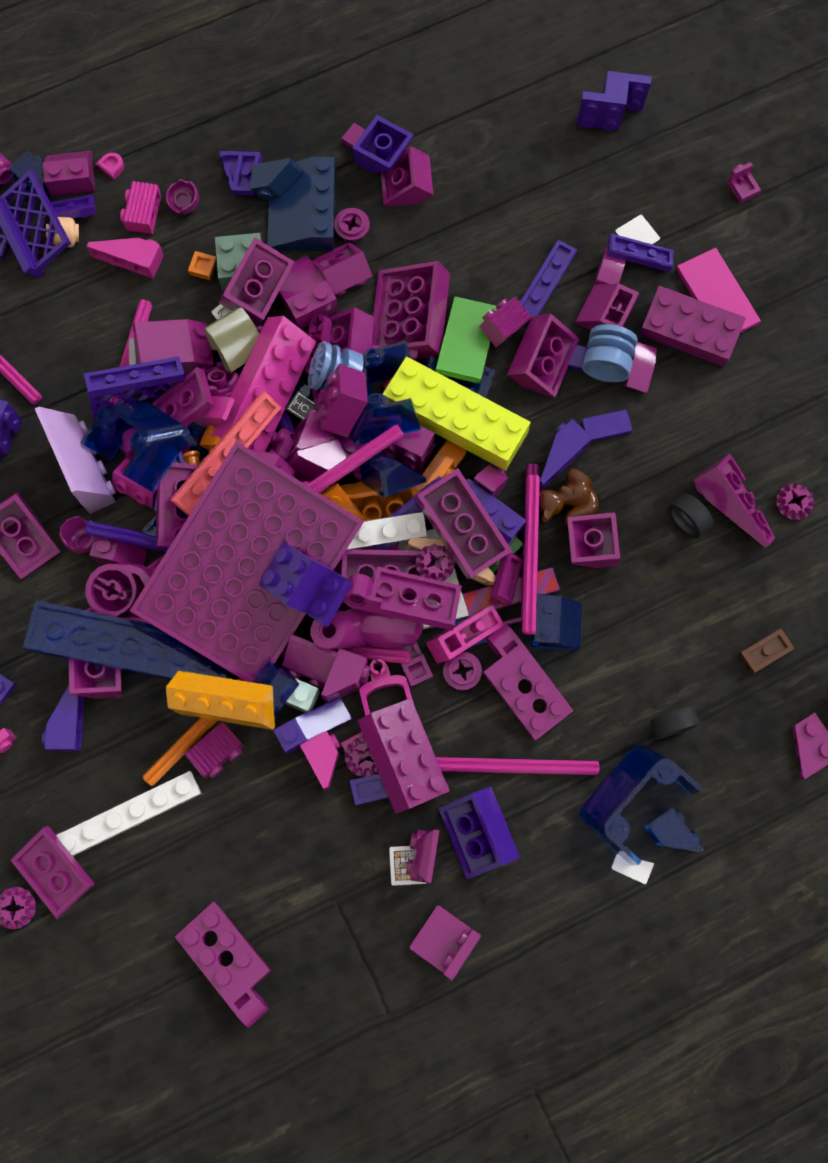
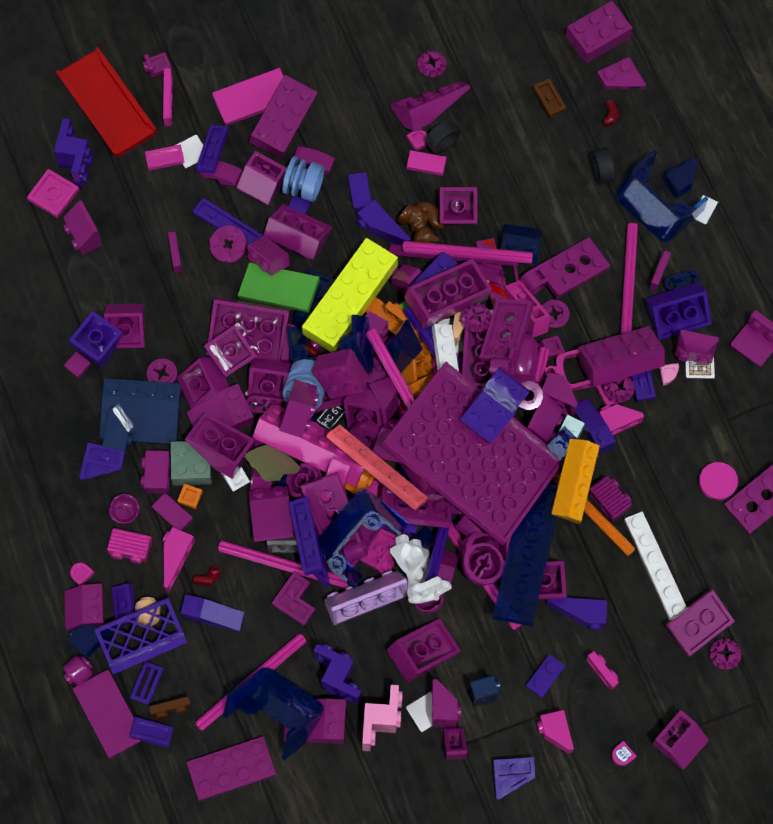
camera: 85 degrees left, 5 degrees down
(63, 297) = (211, 613): none -> dark purple slope
(71, 387) = (289, 599): none -> magenta plate
(103, 511) = (414, 567): none -> white hips
(105, 294) = (209, 579): none -> dark red arm
(182, 251) = (172, 512): none -> magenta tile
(227, 223) = (156, 472): none -> magenta brick
(246, 893) = (718, 481): none -> dark pink tile
(293, 354) = (299, 408): none -> magenta brick
(379, 288) = (231, 349): none -> magenta brick
(392, 823) = (668, 373): none -> bright pink tile
(502, 223) = (175, 252): none -> magenta tile
(514, 270) = (238, 248): none -> magenta plate
(520, 123) = (82, 229): none -> magenta slope
(528, 833) = (679, 278): none -> clear blue beam
(533, 805) = (659, 271): none -> magenta tile
(563, 91) = (53, 193): none -> dark pink plate
(625, 205) = (164, 157): none -> dark pink tile
(654, 502) = (426, 163): none -> dark pink tile
(685, 136) = (107, 103): none -> red ladder
(686, 486) = (417, 139): none -> dark pink tile
(702, 199) = (167, 97): none -> dark pink tile
(754, 736) = (613, 114): none -> dark red arm

